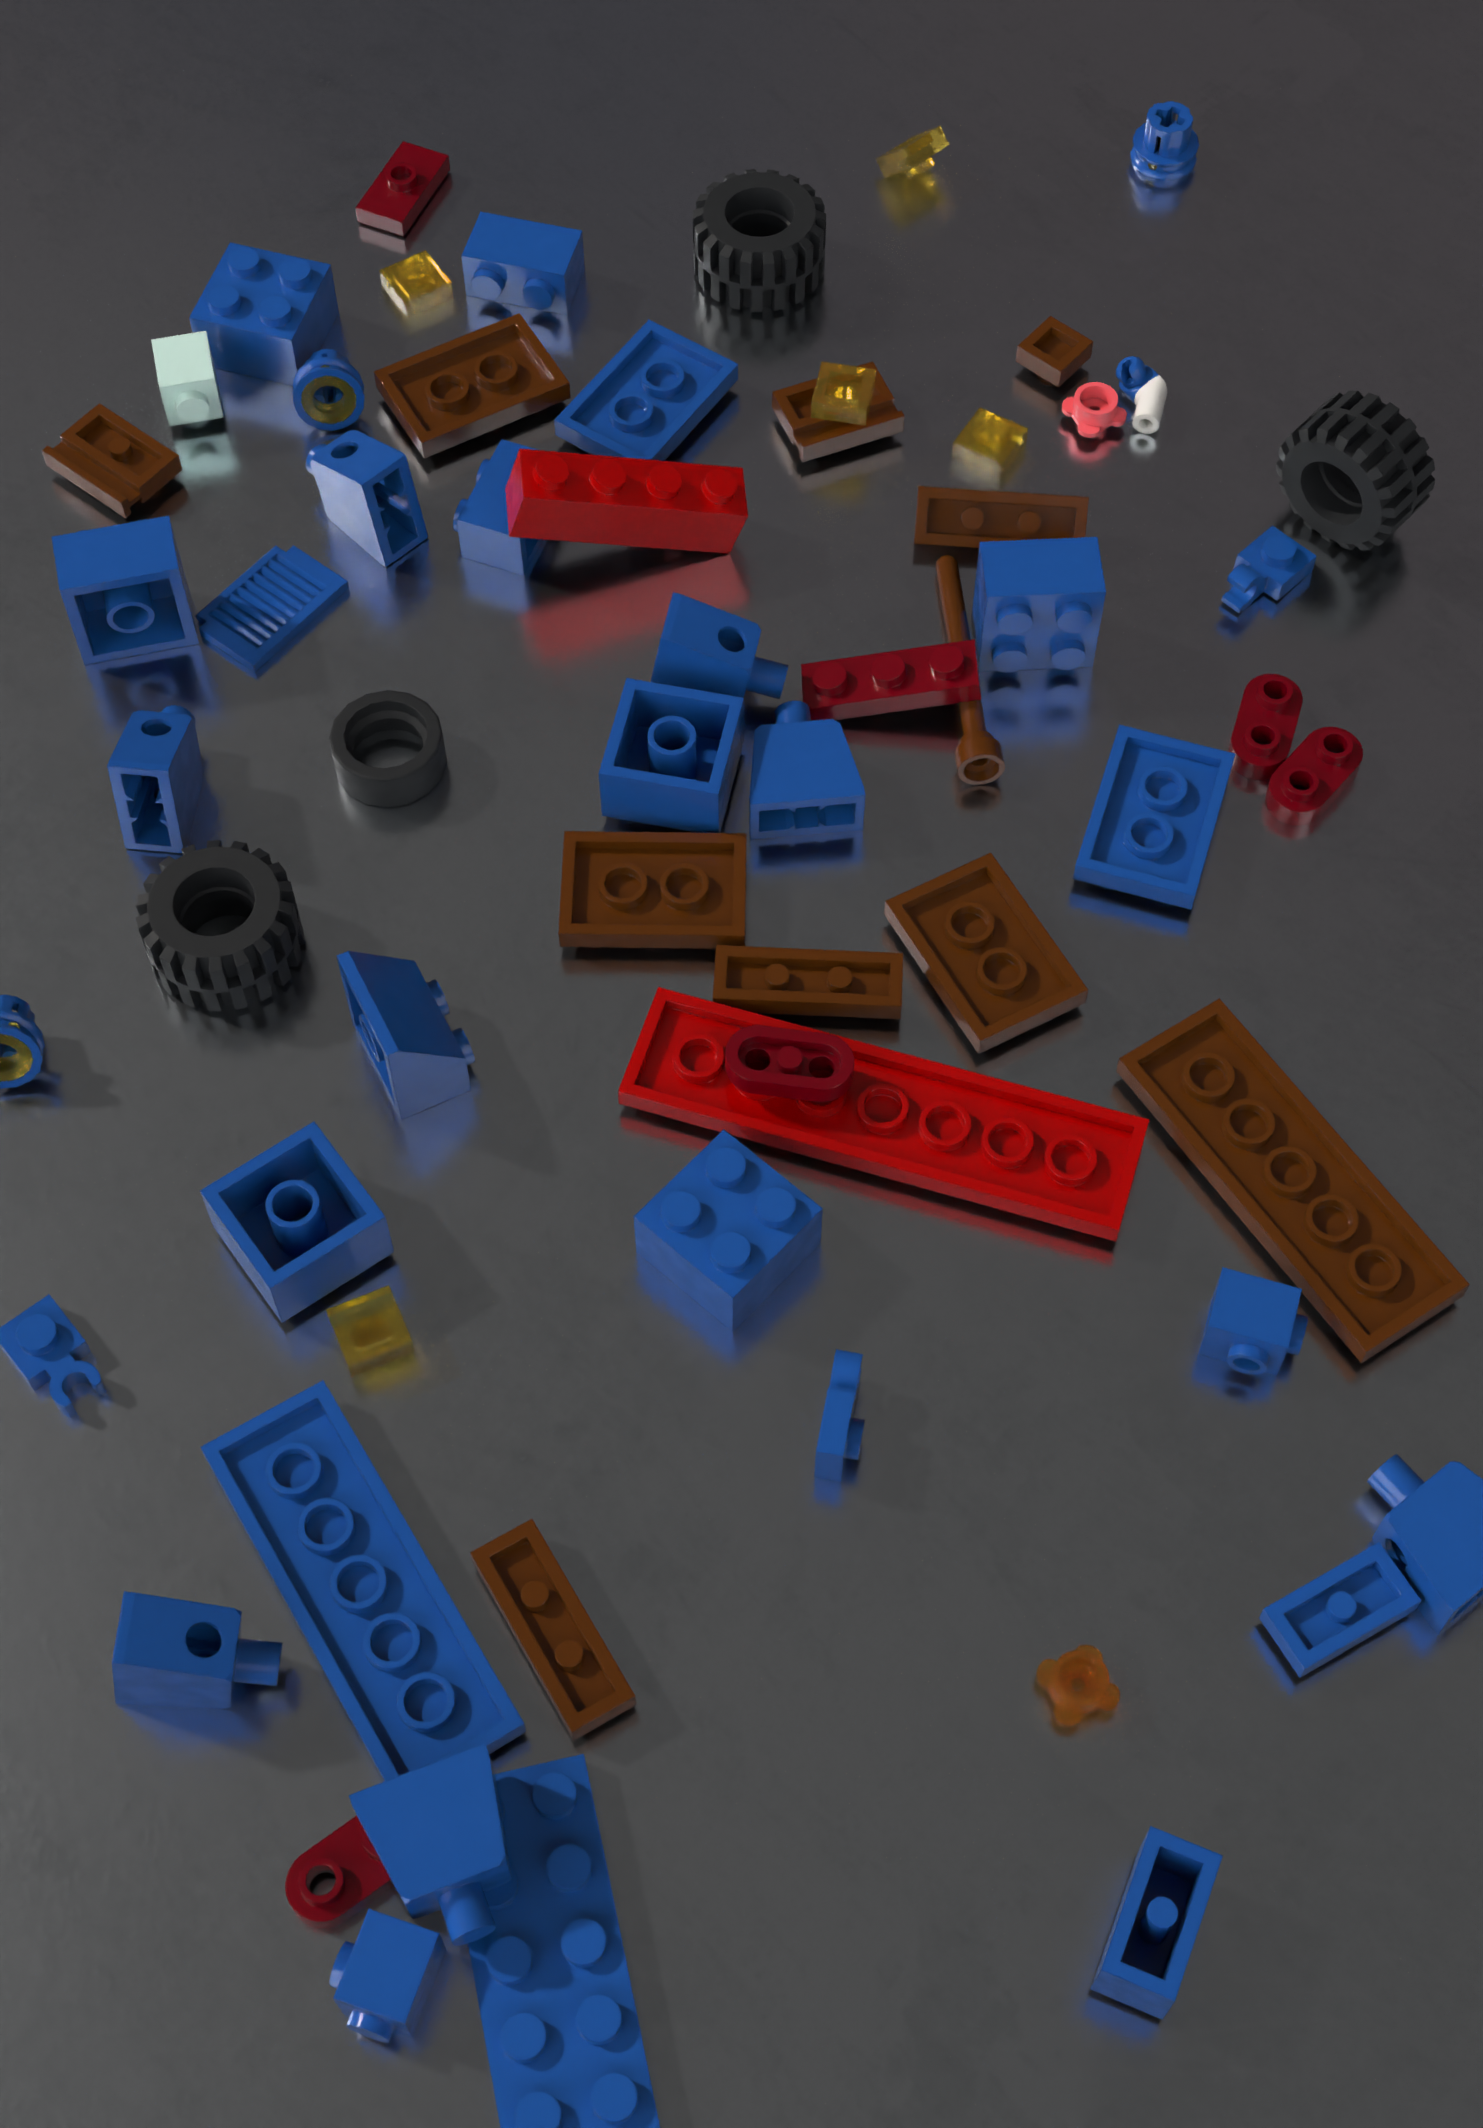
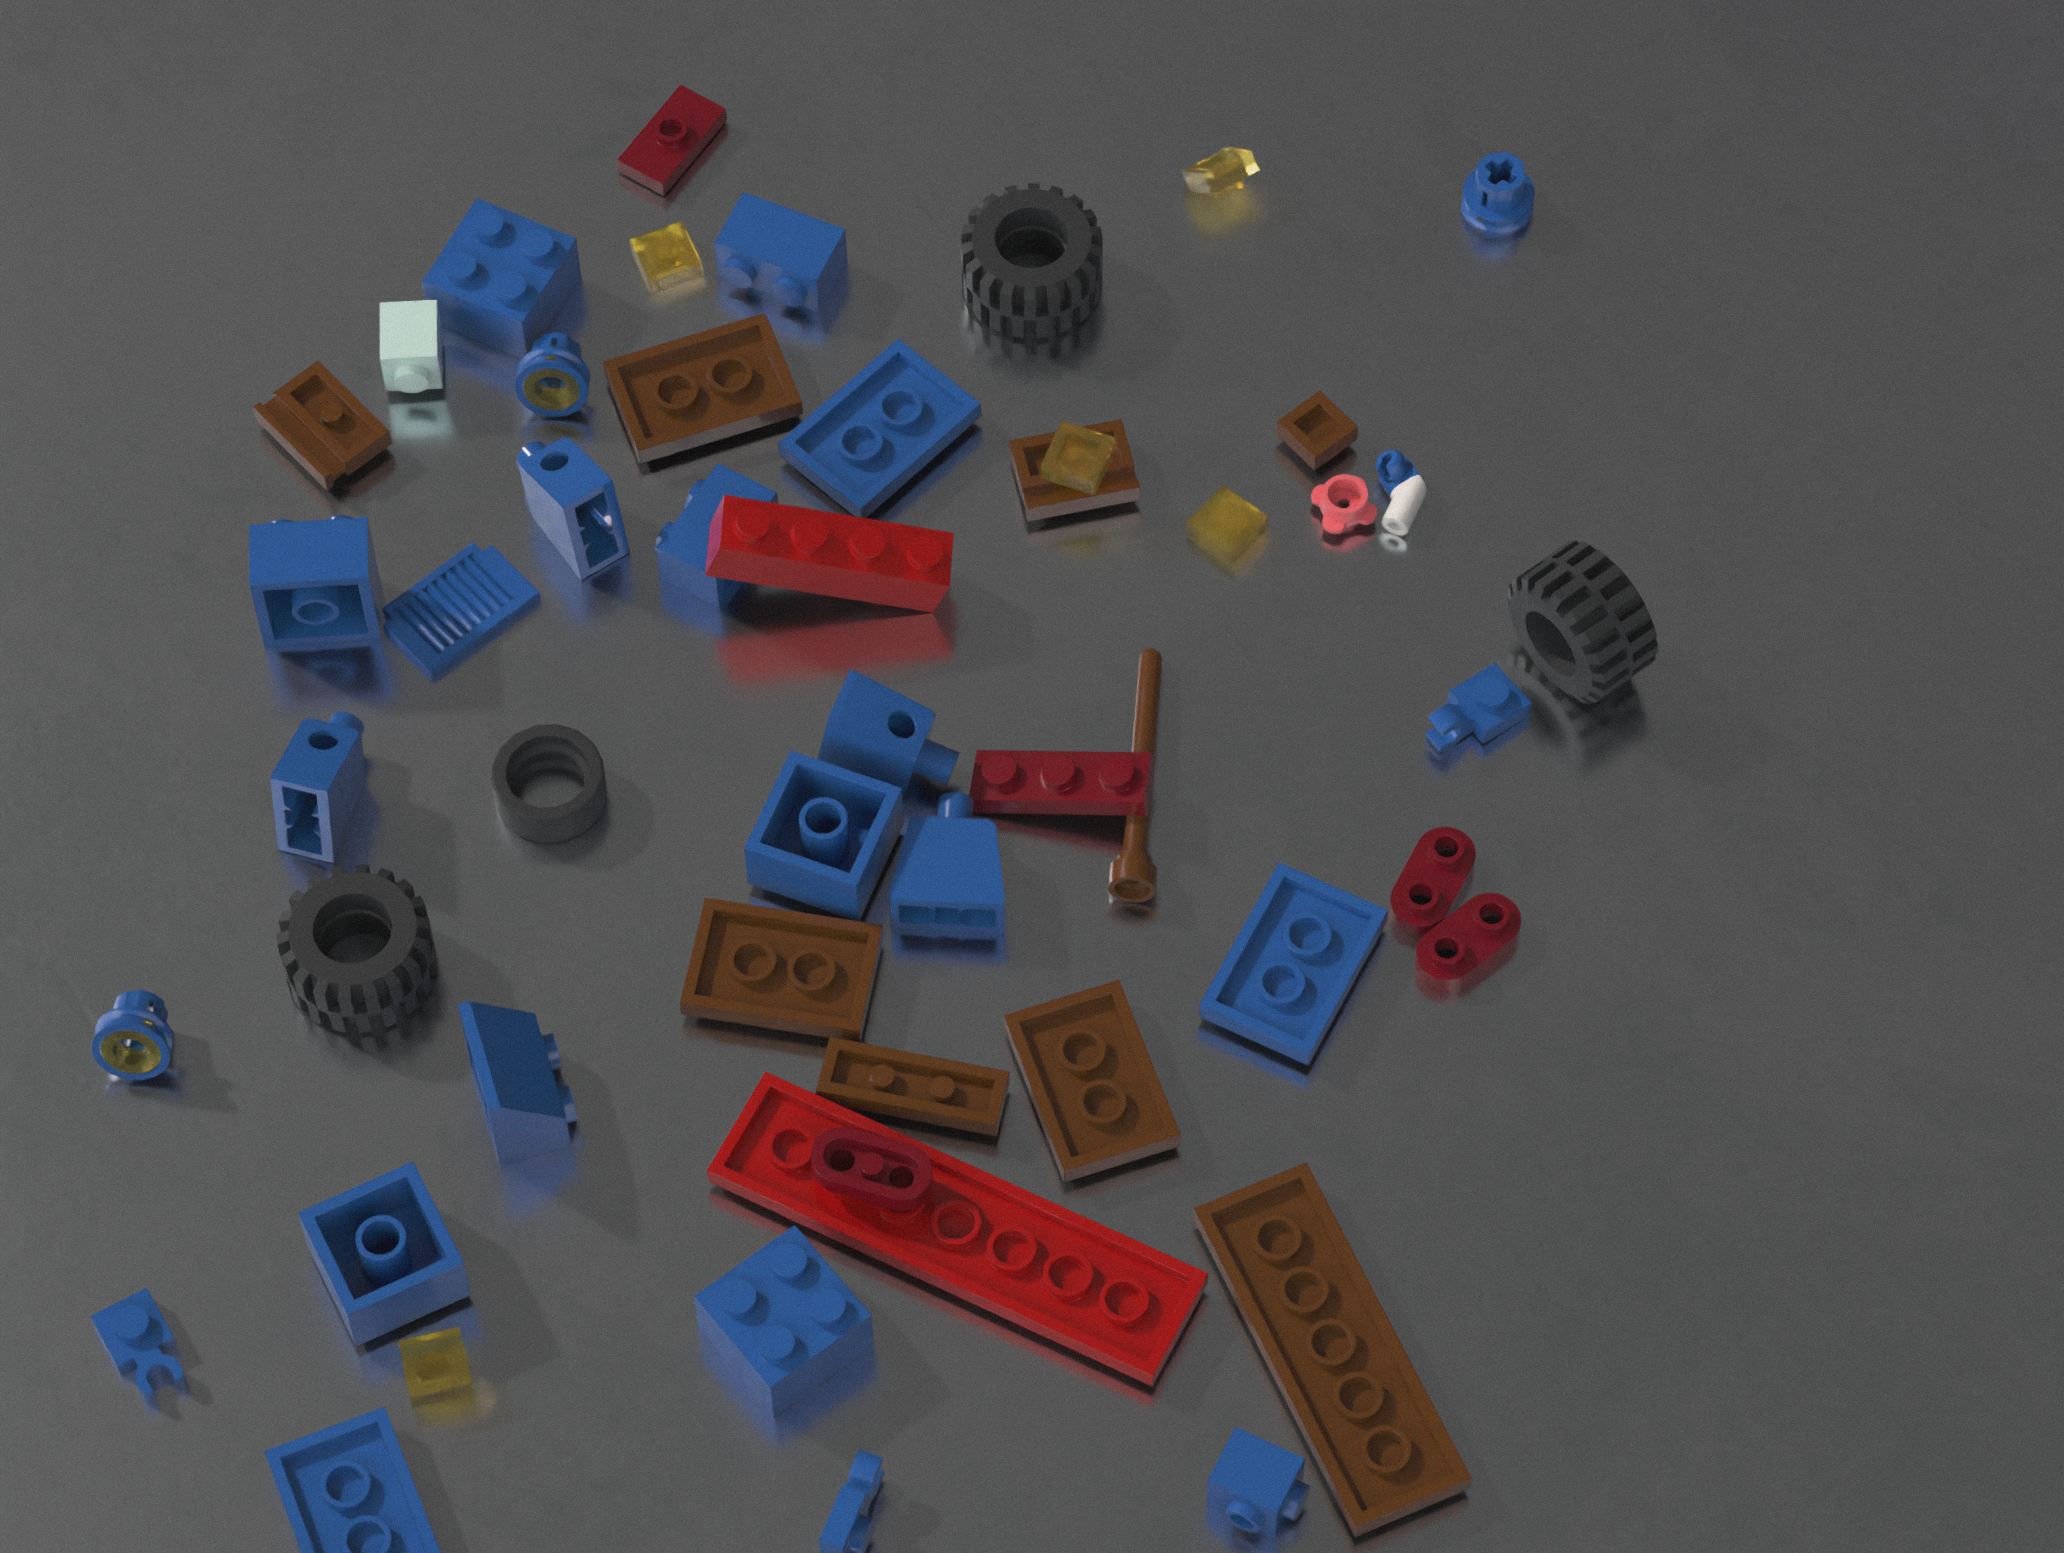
camera: 10 degrees right, 0 degrees up
(979, 515) = (1214, 618): reddish brown plate -> none
(1038, 604) = (1221, 724): blue brick -> none

